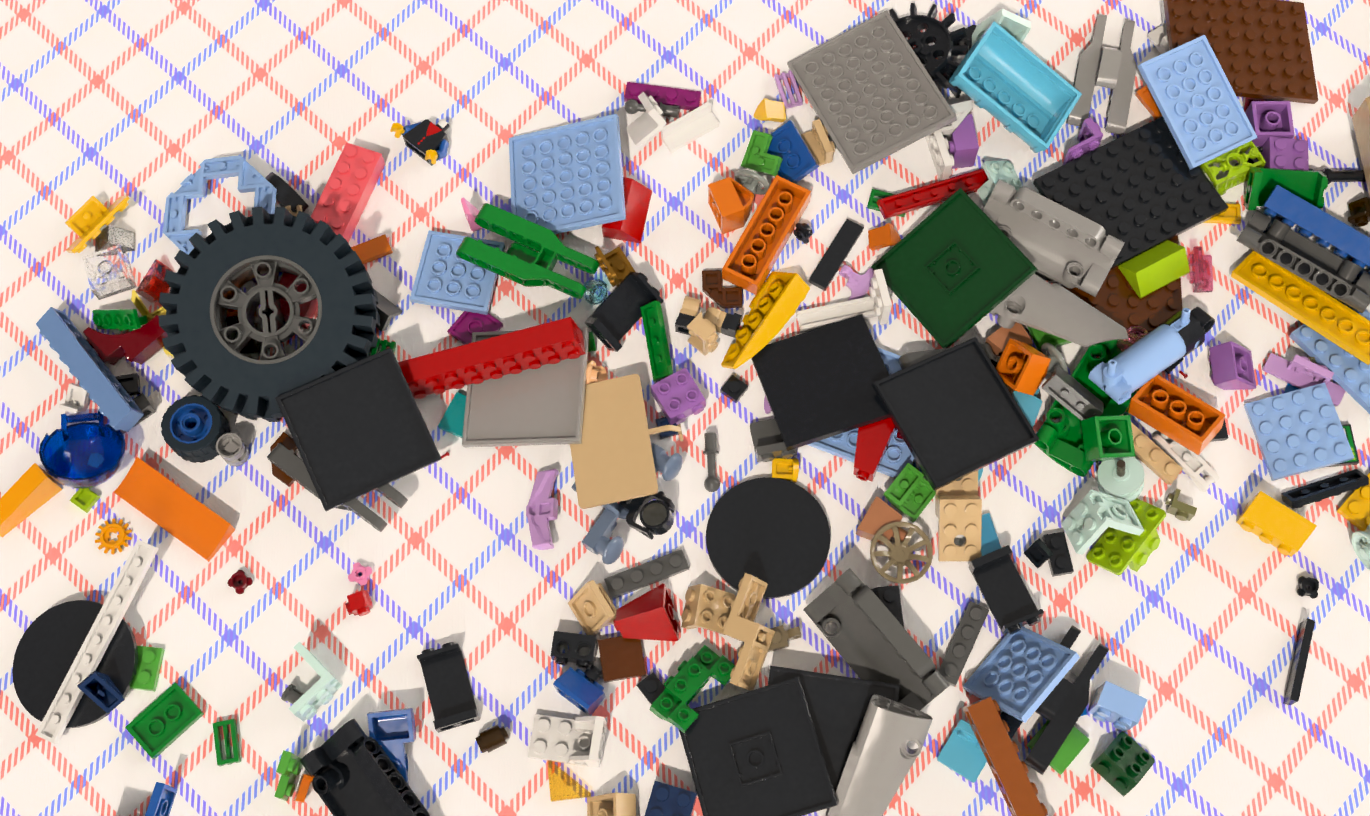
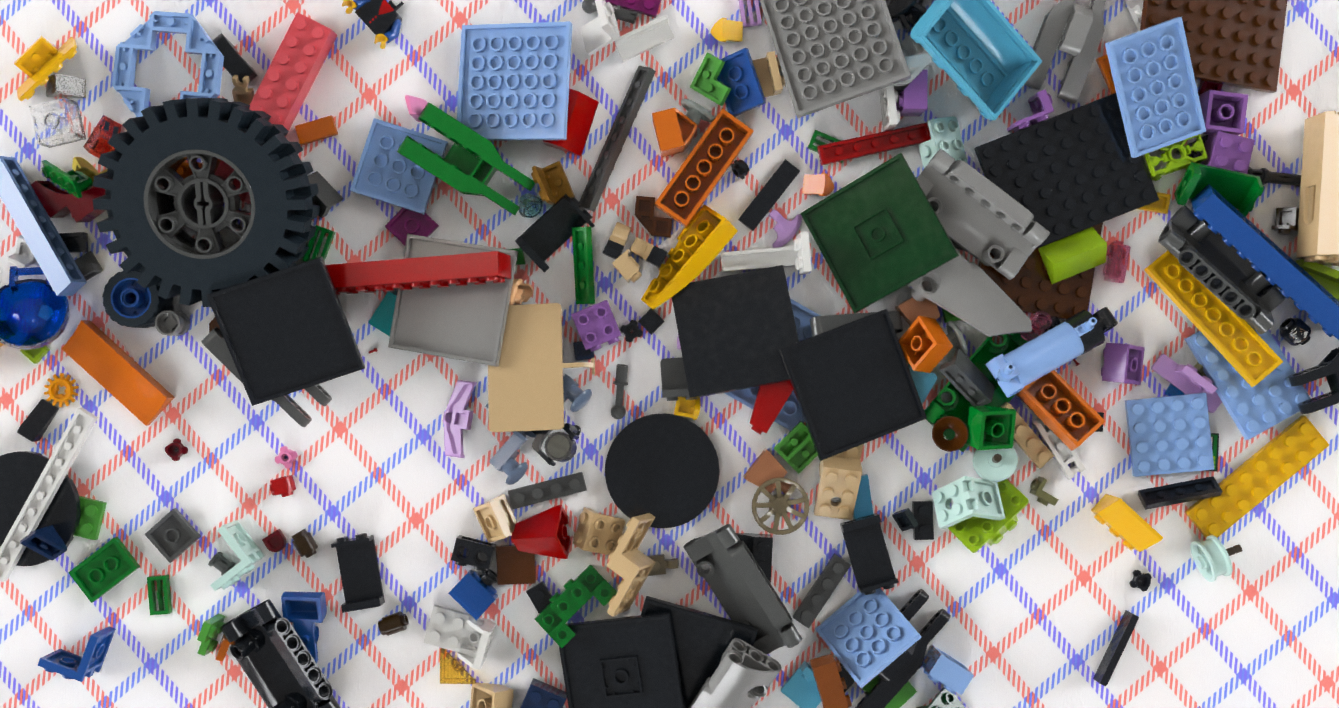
camera: 10 degrees right, 20 degrees up
(89, 570) = (38, 421): none -> black slope
(240, 673) = (172, 535): none -> dark grey plate
(353, 667) = (275, 542): none -> dark red tile
(386, 662) = (304, 543): none -> dark brown brick
(675, 218) = (616, 138): none -> dark grey plate
(715, 394) = (626, 330): none -> black plate
(1069, 444) = (957, 426): none -> reddish brown piece

